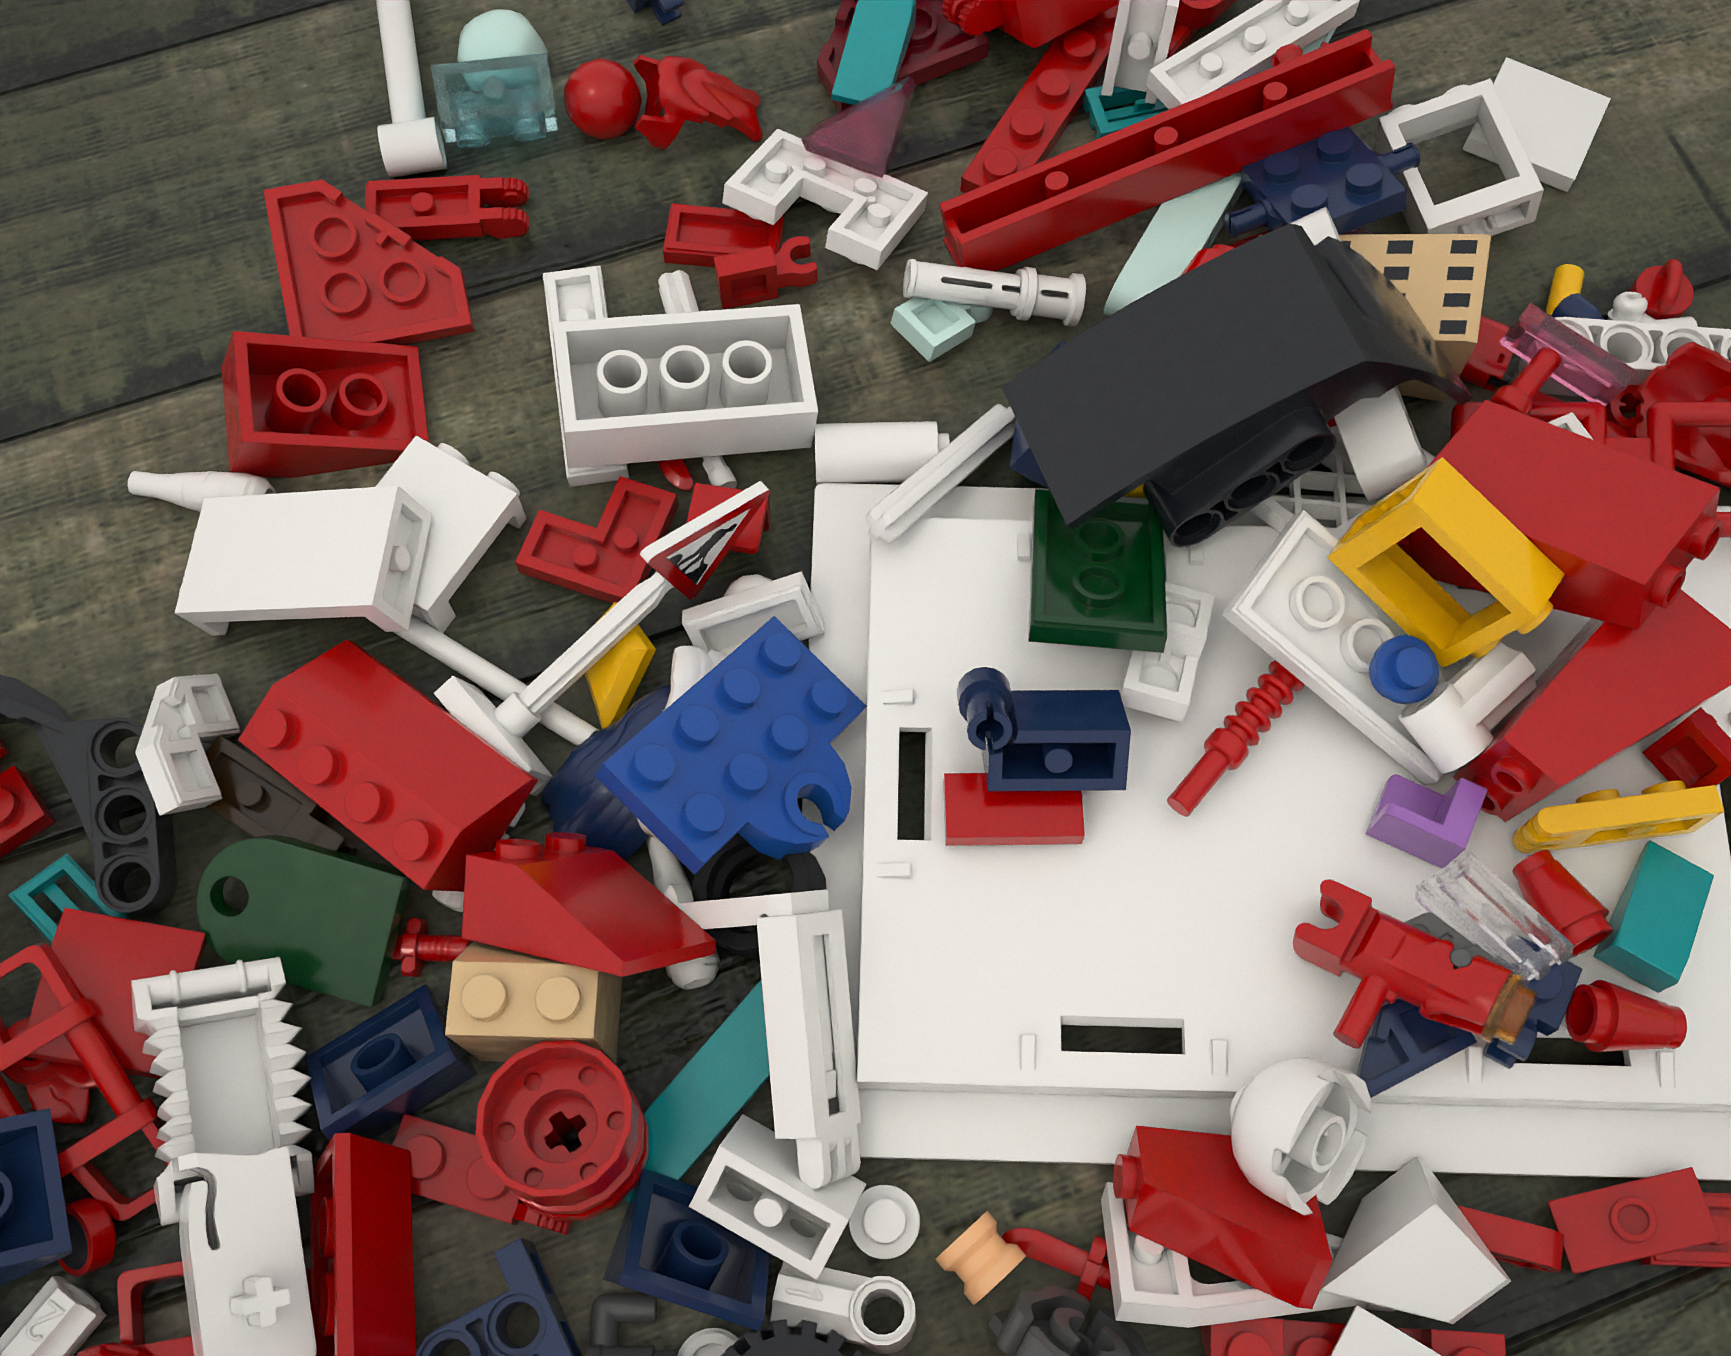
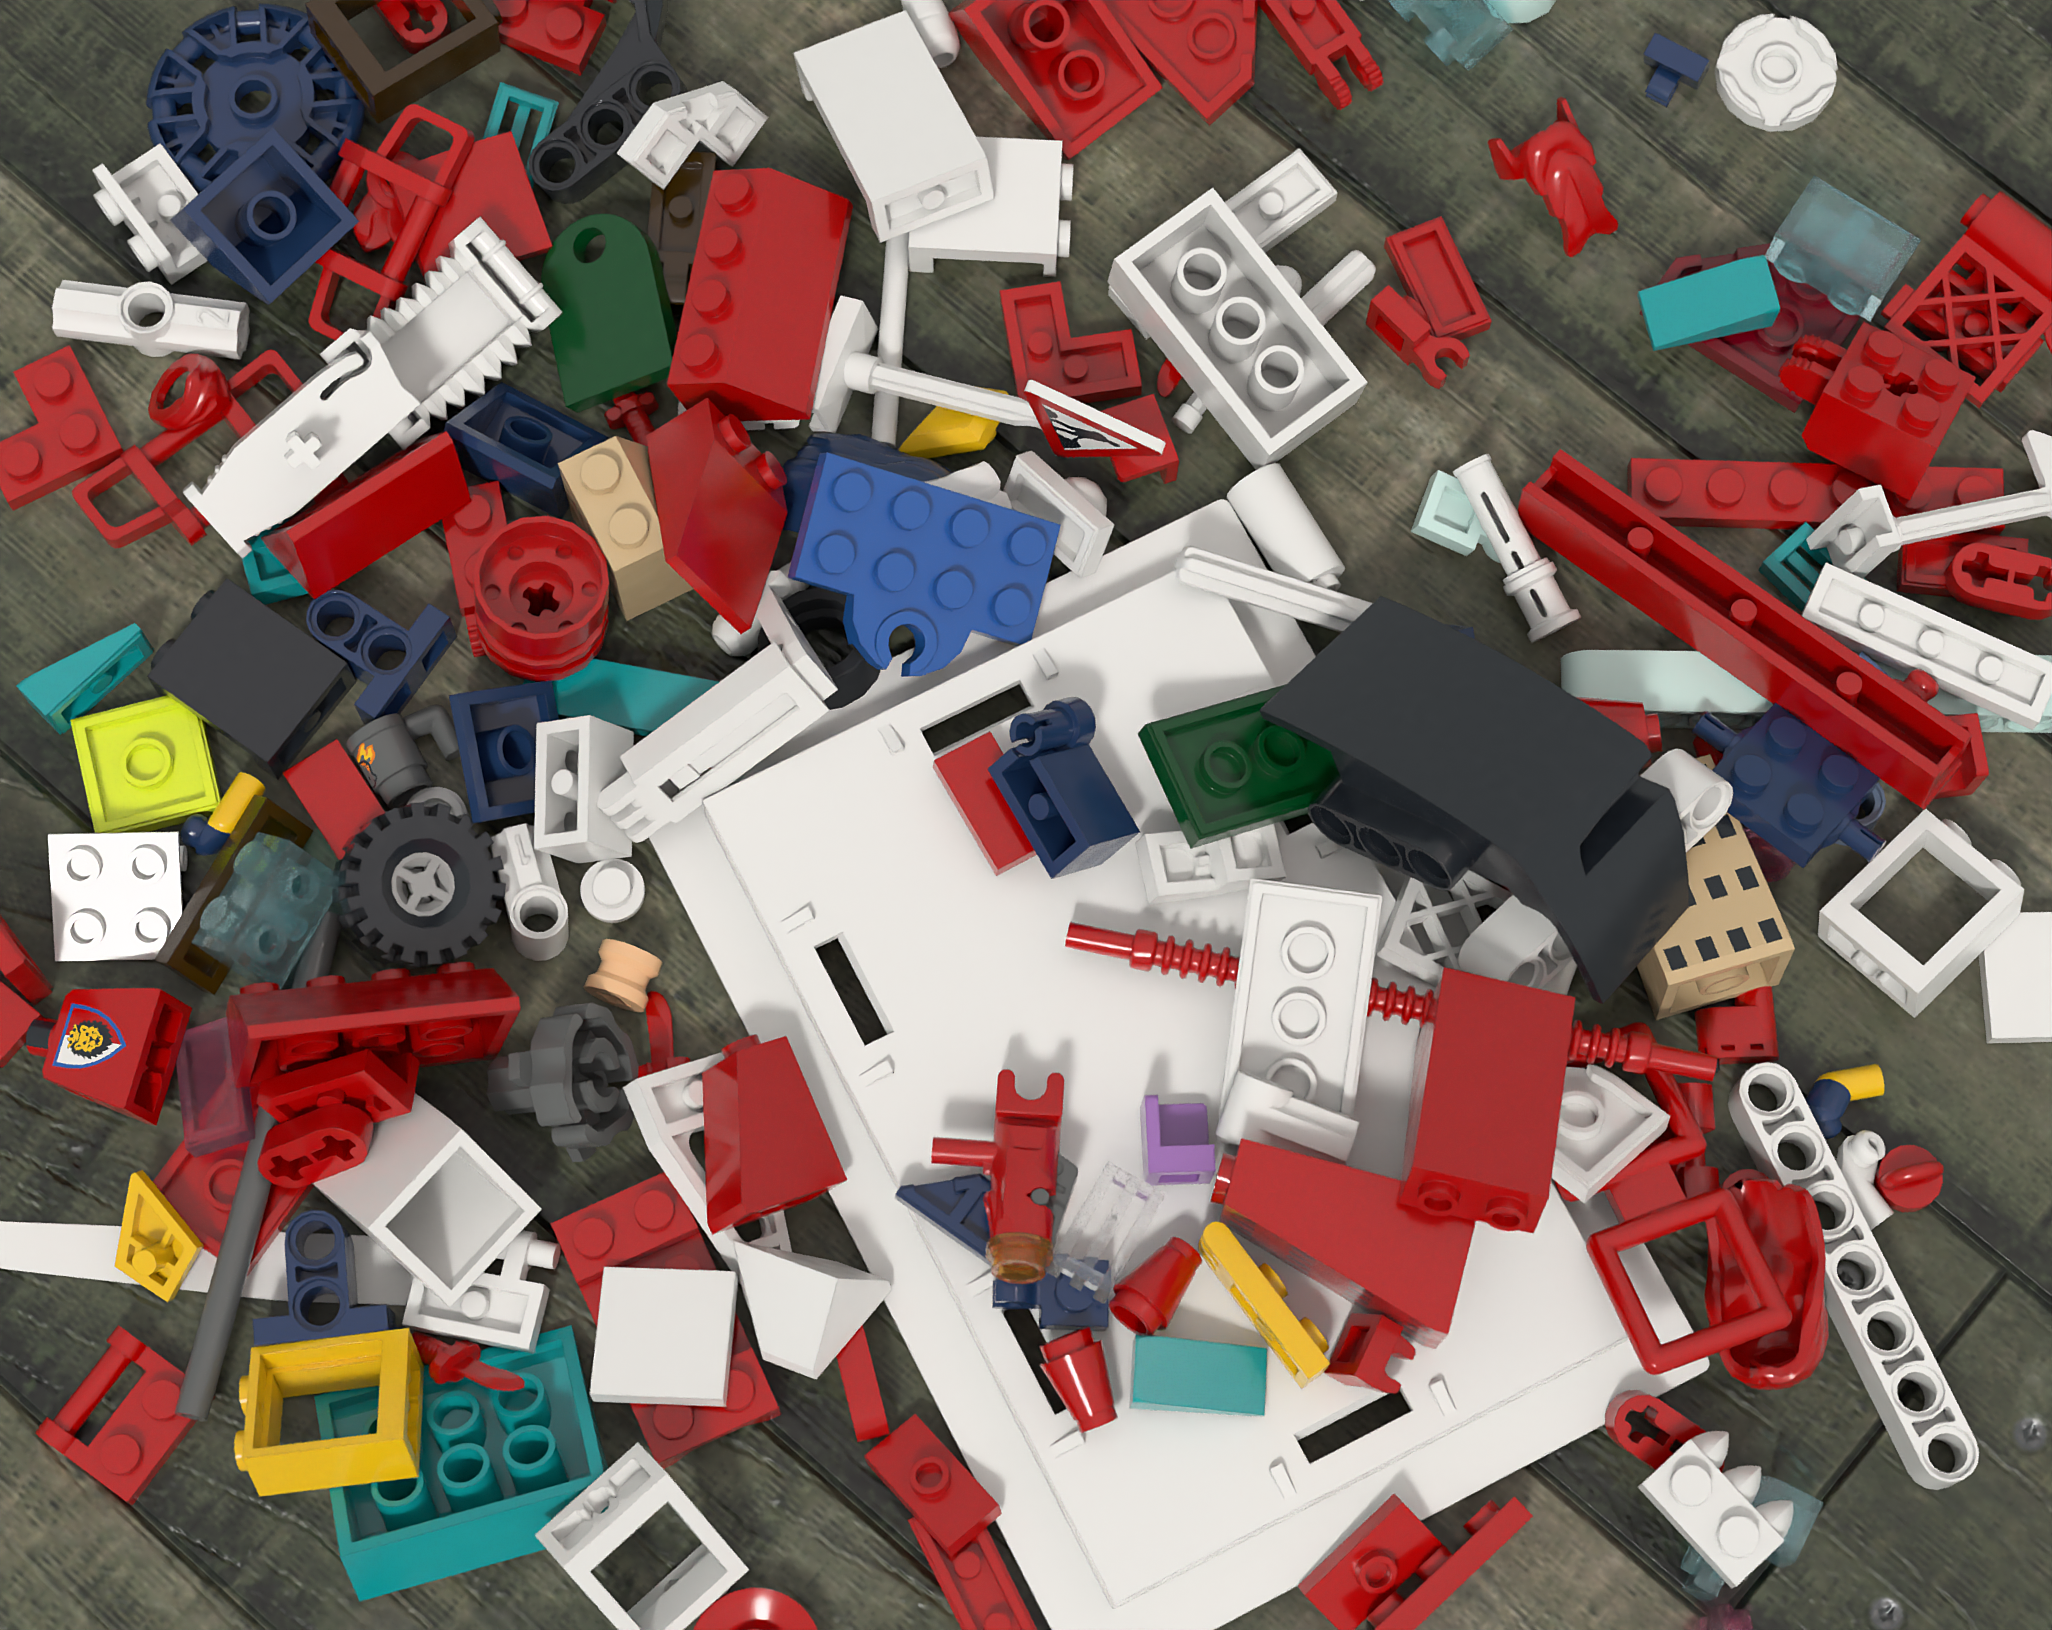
camera: 60 degrees right, 5 degrees up
(90, 1236) = (287, 310): red tile -> none
(602, 99) = (1511, 92): red piece -> none
(866, 132) = (1612, 343): clear pink slope -> none
(872, 208) = (1551, 389): white plate -> none
(1299, 1131) = (840, 1152): white cylinder -> none
(1404, 670) = (1285, 1053): blue plate -> none
(1475, 537) = (1381, 1031): yellow window -> none
(1583, 364) = (1729, 1087): clear pink tile -> none

